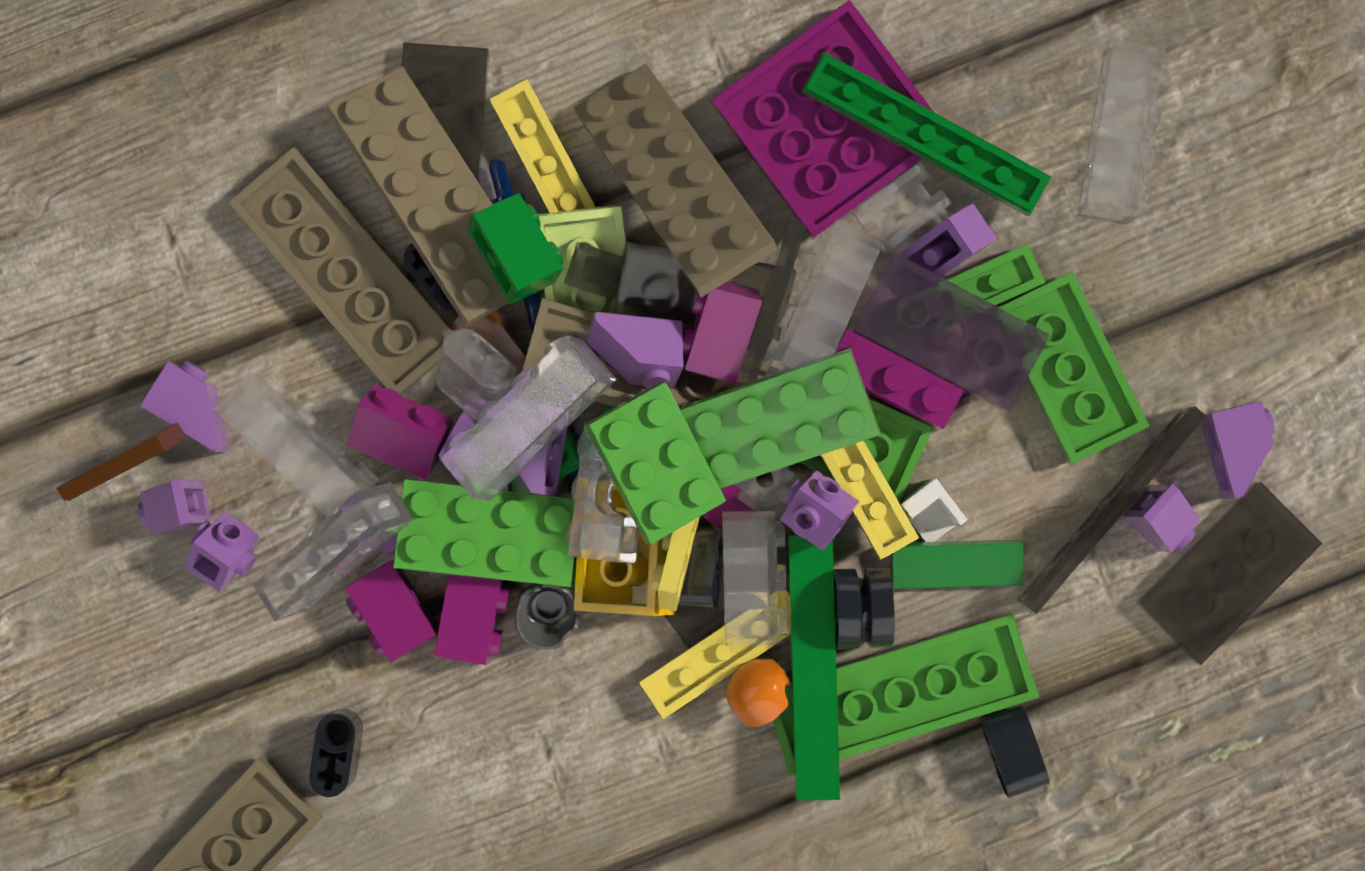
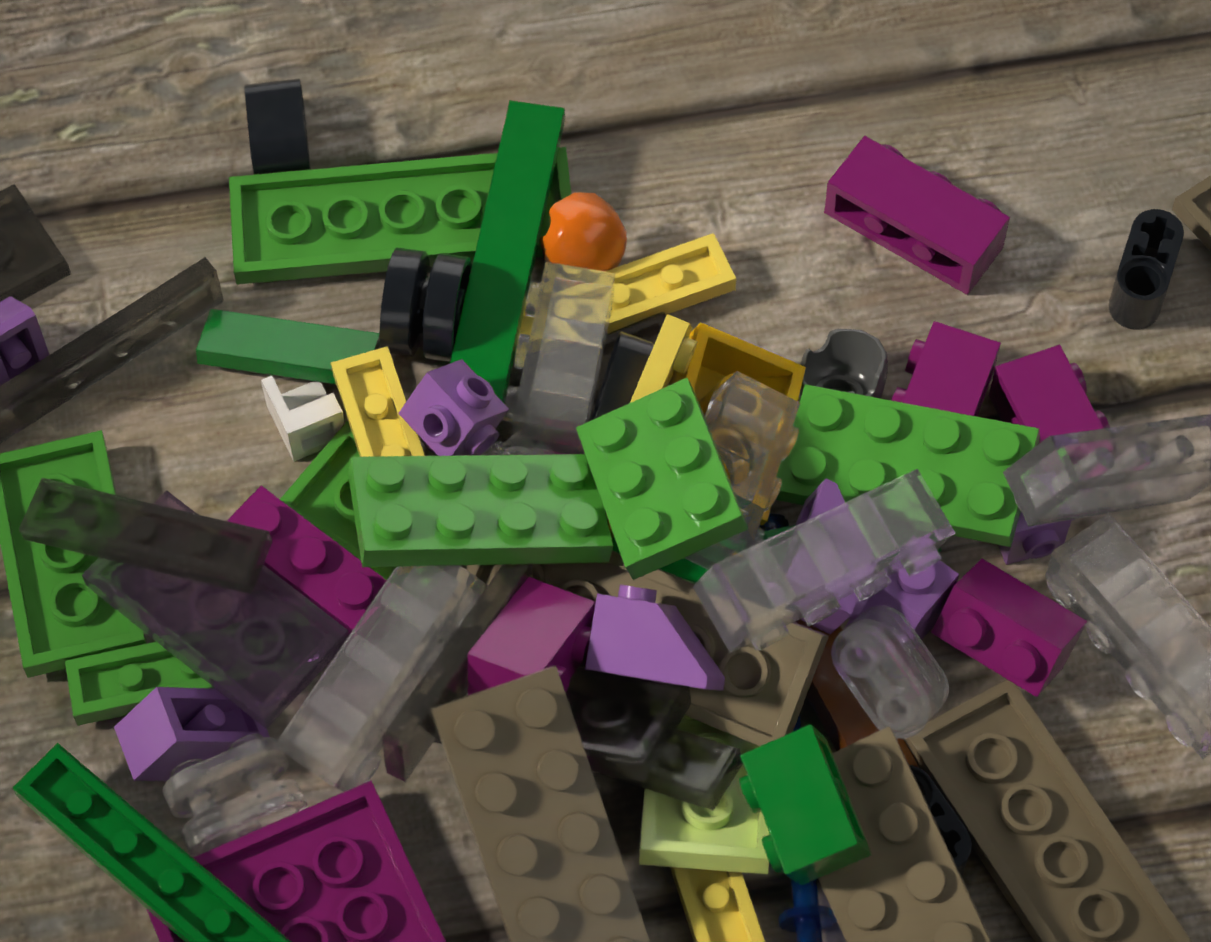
camera: 170 degrees left, 25 degrees down
(512, 769) = (916, 214): none -> magenta brick
(1013, 368) = (146, 535): none -> clear smoke tile

